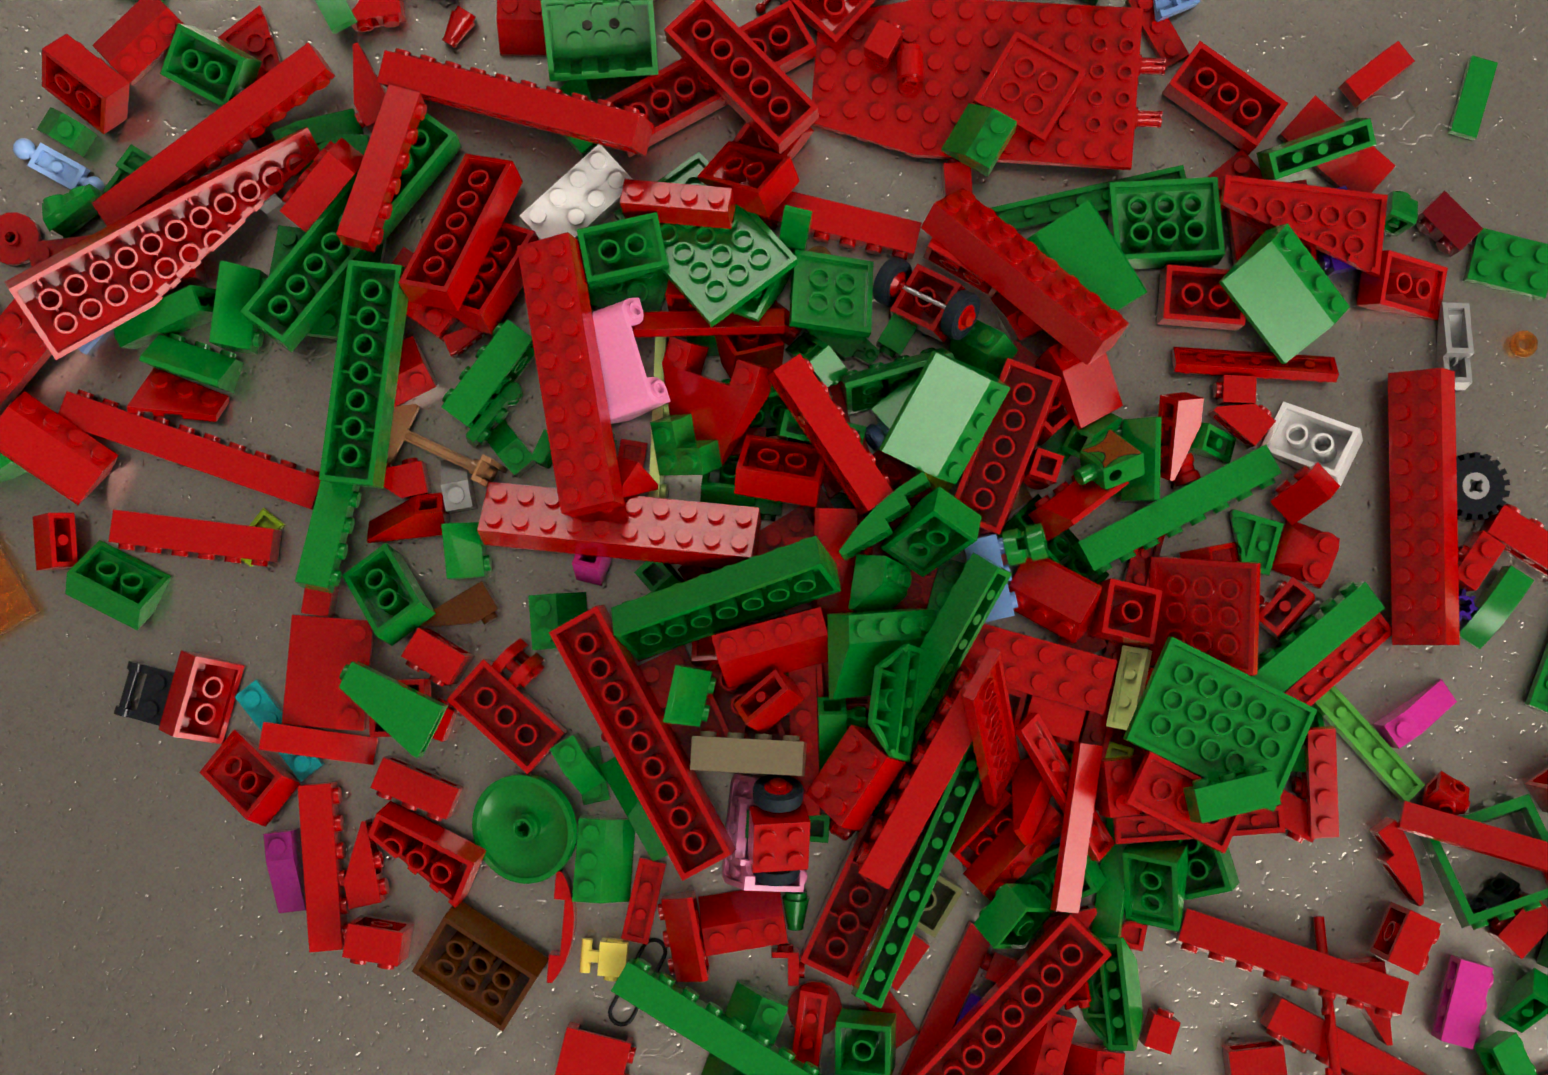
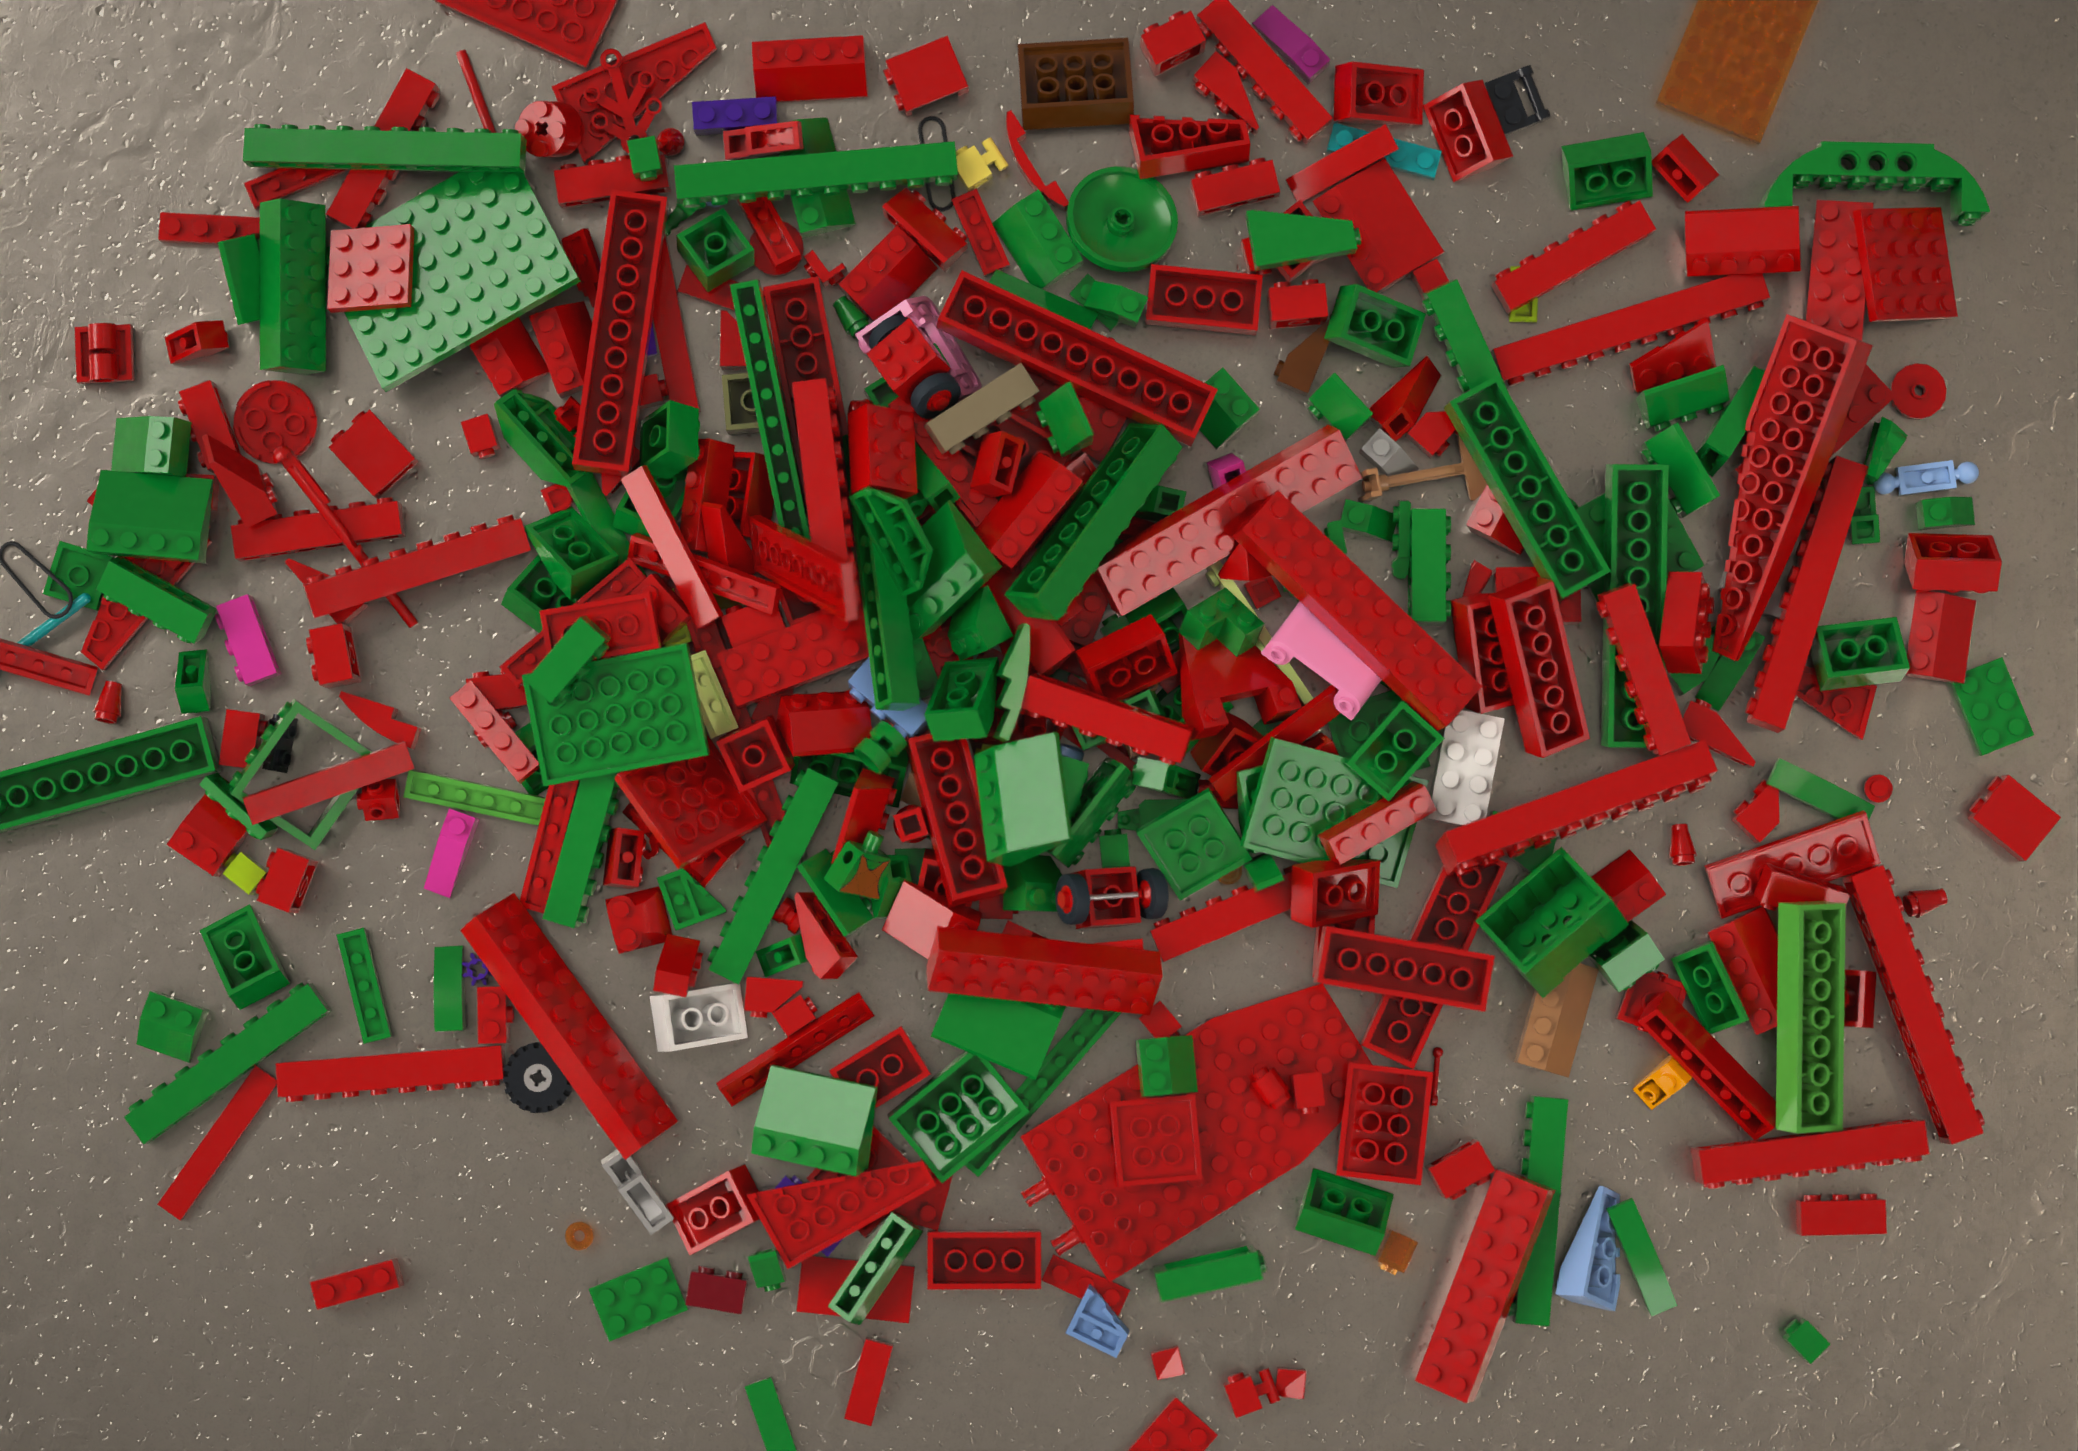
camera: 145 degrees right, 0 degrees up
(523, 674) = (1213, 348): red brick -> none

